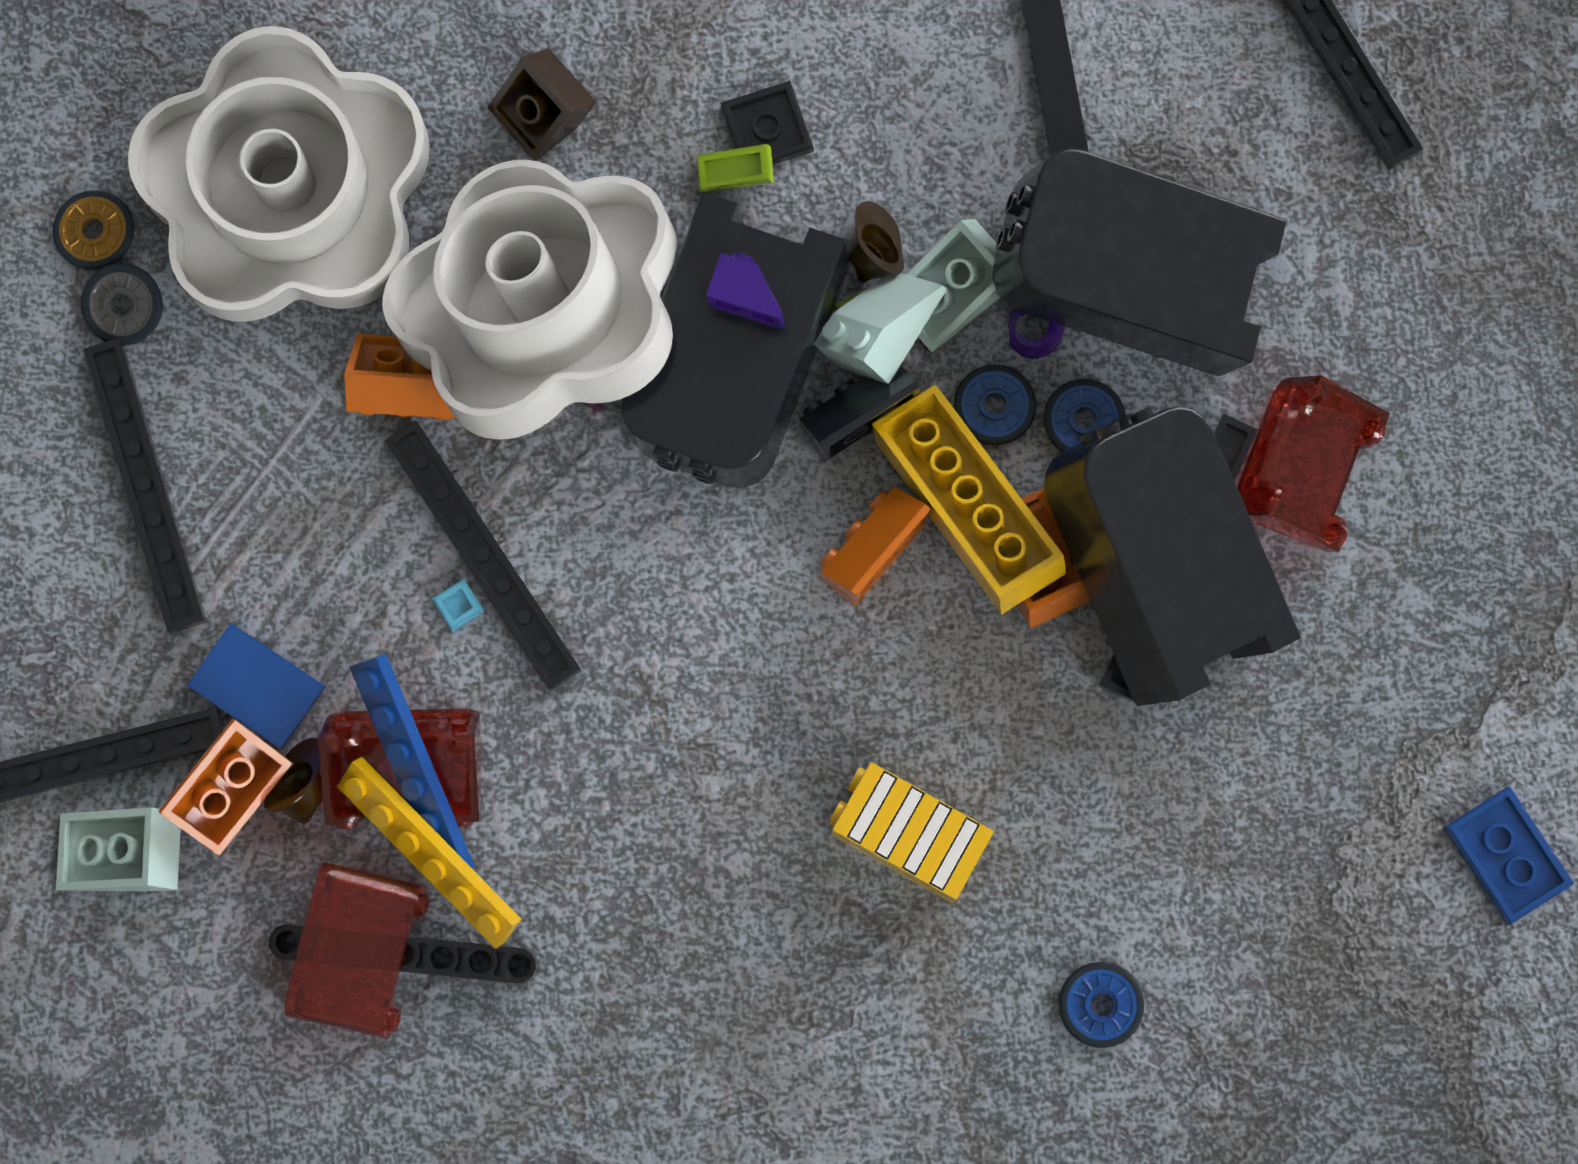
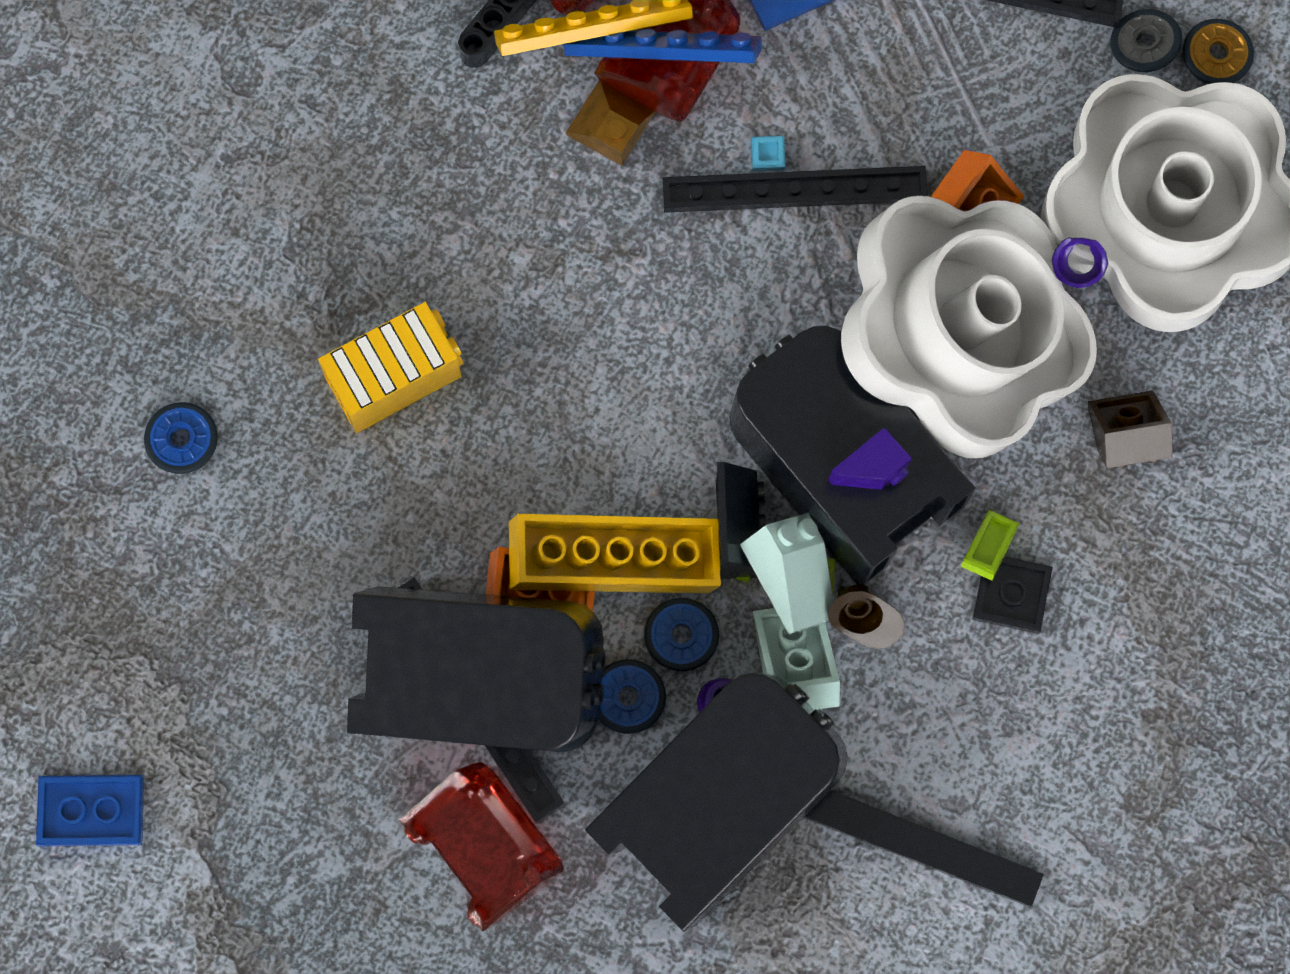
camera: 120 degrees right, 5 degrees down
(424, 212) = (1067, 275): none -> dark purple piece
(518, 780) = (610, 123): none -> pearl gold slope
(874, 544) = (624, 468): orange slope -> none

